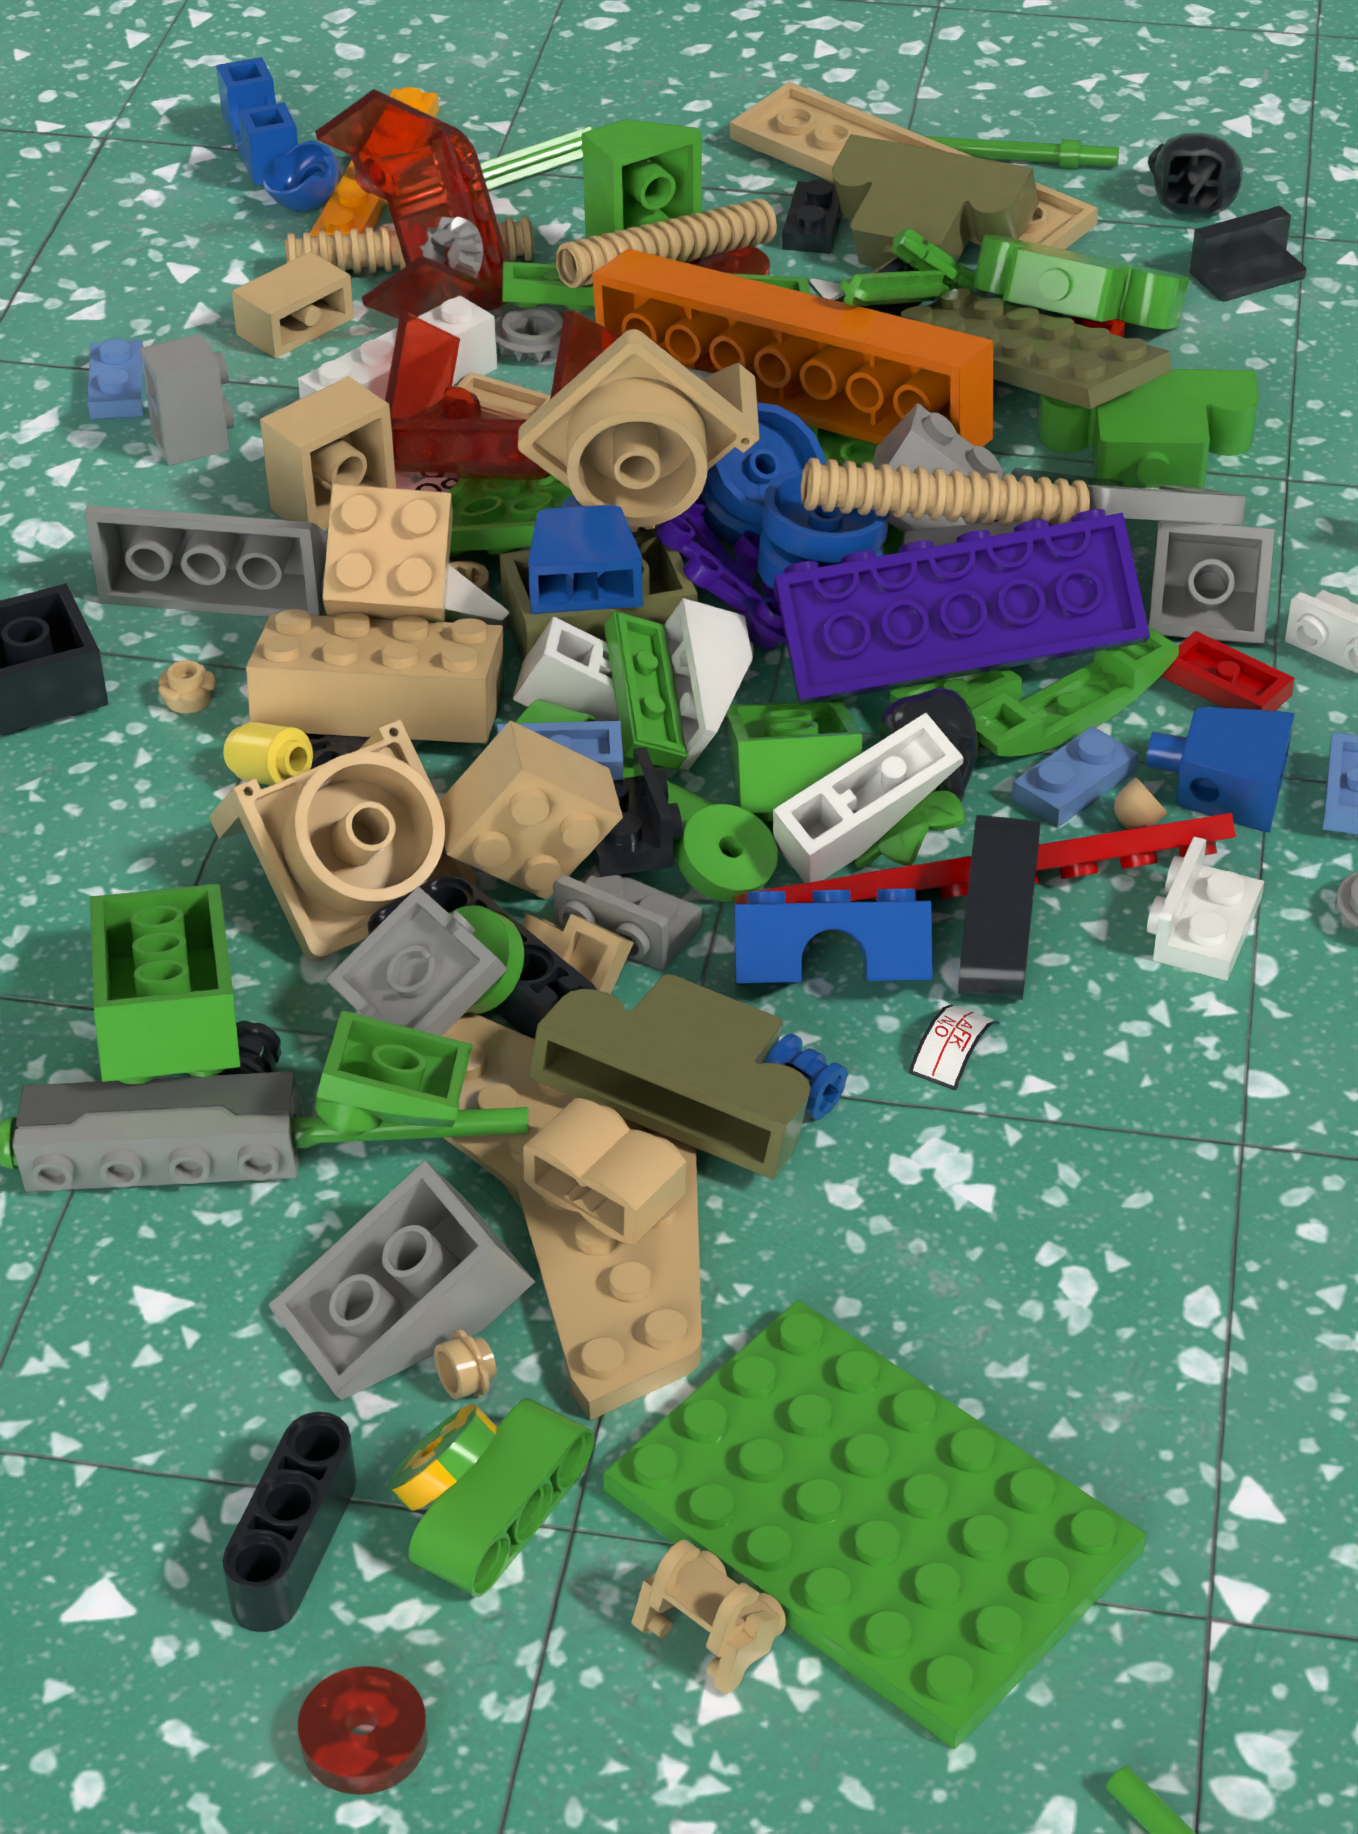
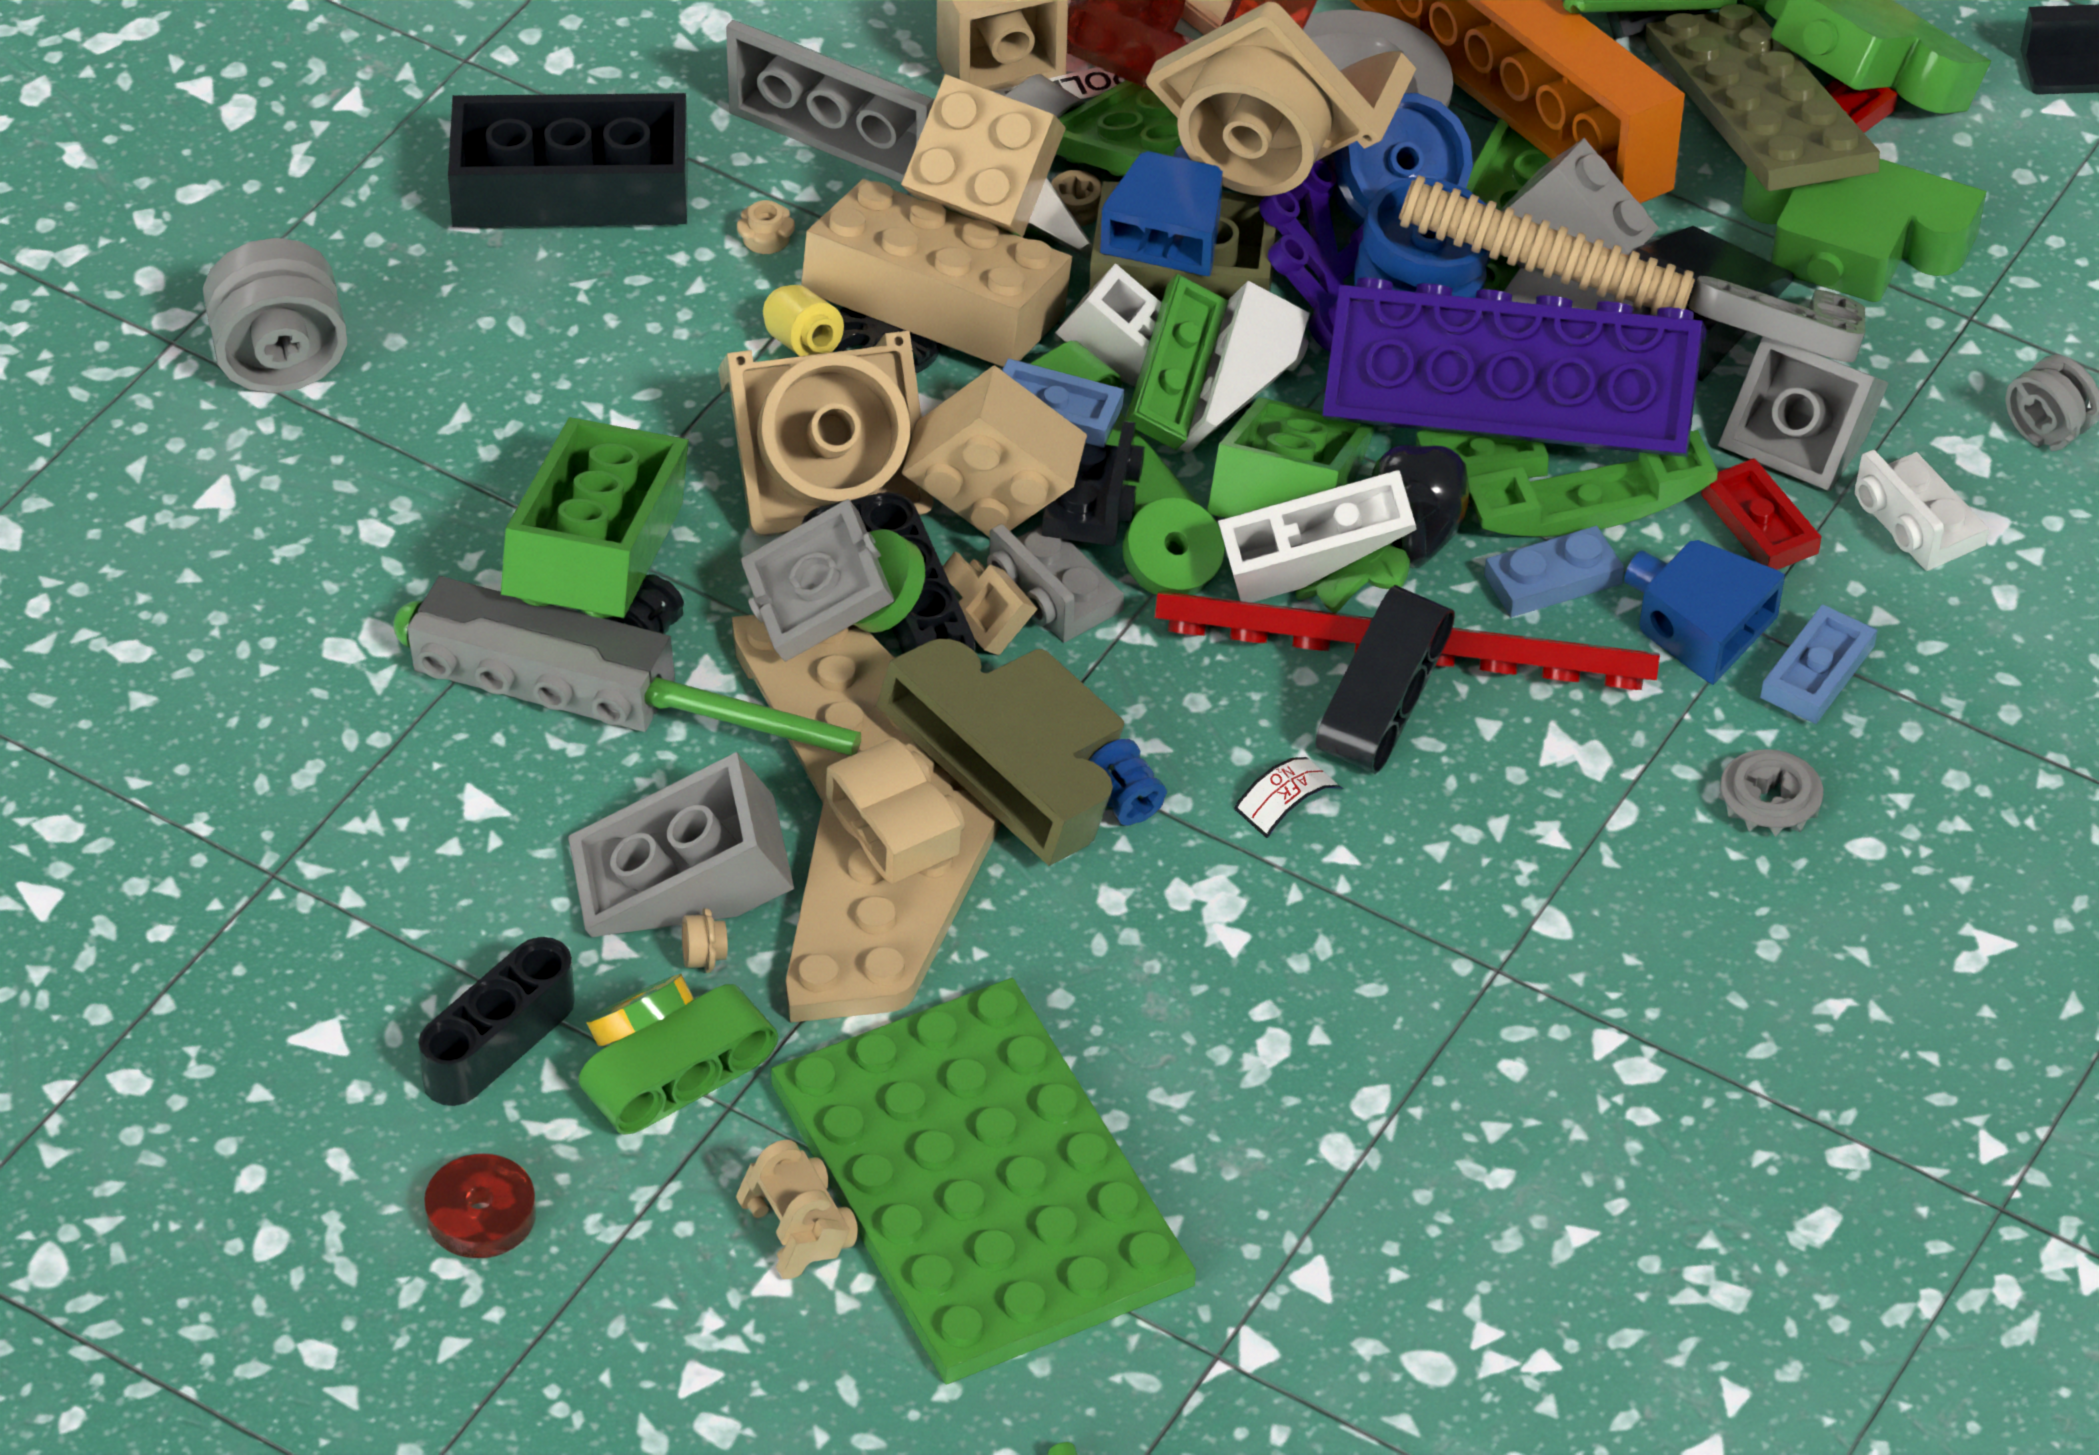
camera: 20 degrees right, 5 degrees up
(390, 1076) = (746, 665): bright green slope -> none
(889, 932) = (1269, 673): blue arch -> none
(1137, 806) = (1592, 620): tan hinge -> none
(1203, 915) = (1589, 744): white bracket -> none

